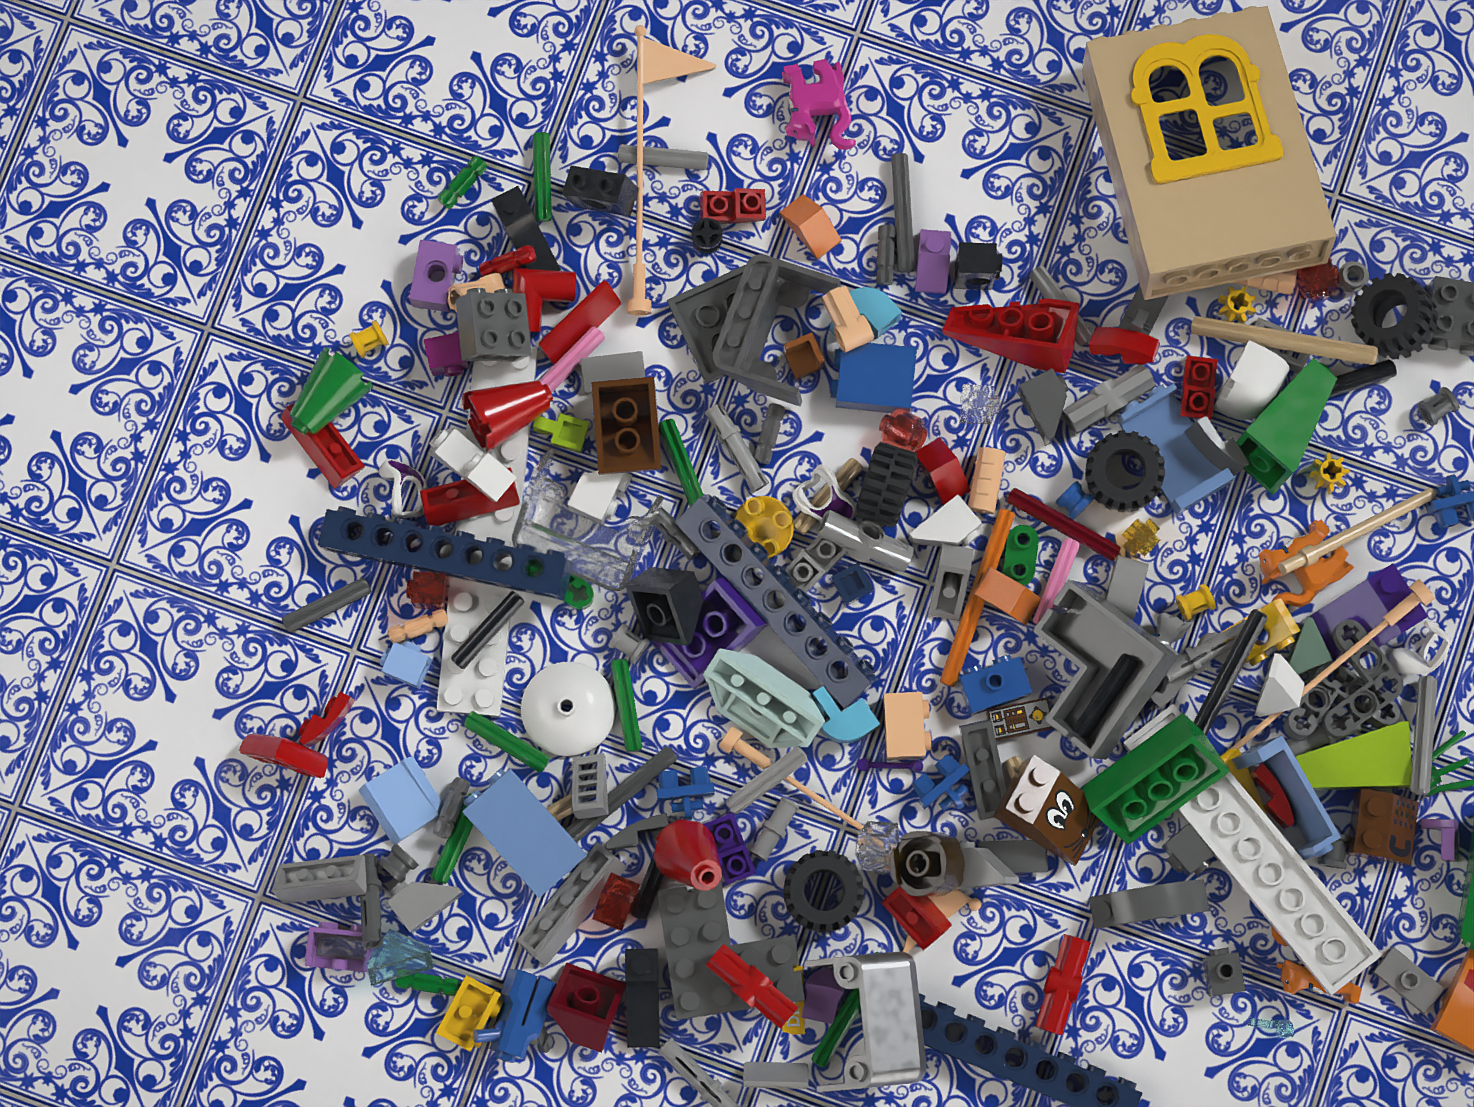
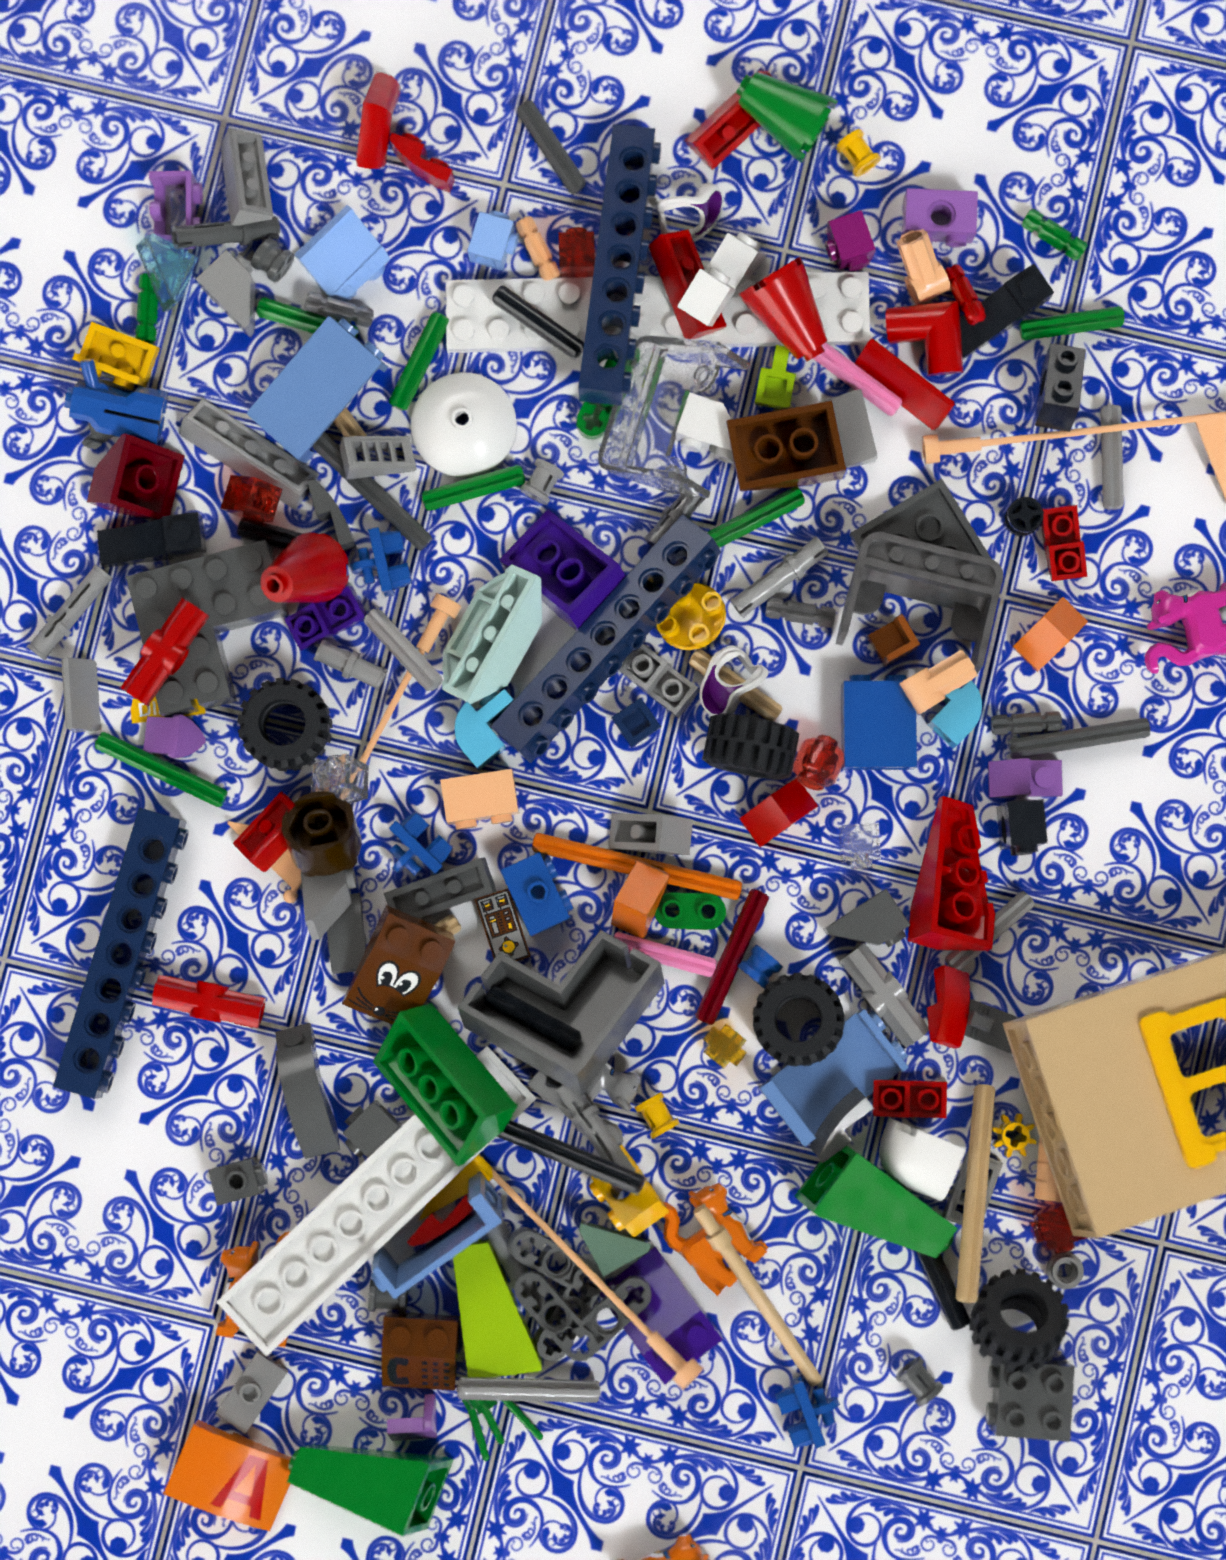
camera: 85 degrees right, 5 degrees up
(493, 325) = (883, 281): dark grey brick -> none
(666, 604) = (587, 514): black slope -> none
(863, 765) = (435, 758): dark purple hinge -> none
(865, 541) = (684, 731): light grey piece -> none
(888, 1019) = (147, 804): flat silver windscreen -> none
(949, 525) = (714, 824): white slope -> none
(986, 480) = (772, 863): light nougat axle -> none
(1126, 585) = (666, 1034): light grey beam -> none
(1280, 689) = (562, 1220): white slope -> none
(1284, 1028) = (186, 1253): clear light blue hand -> none
(1324, 480) = (815, 1252): yellow gear -> none
(1411, 663) = (613, 1371): white piece -> none

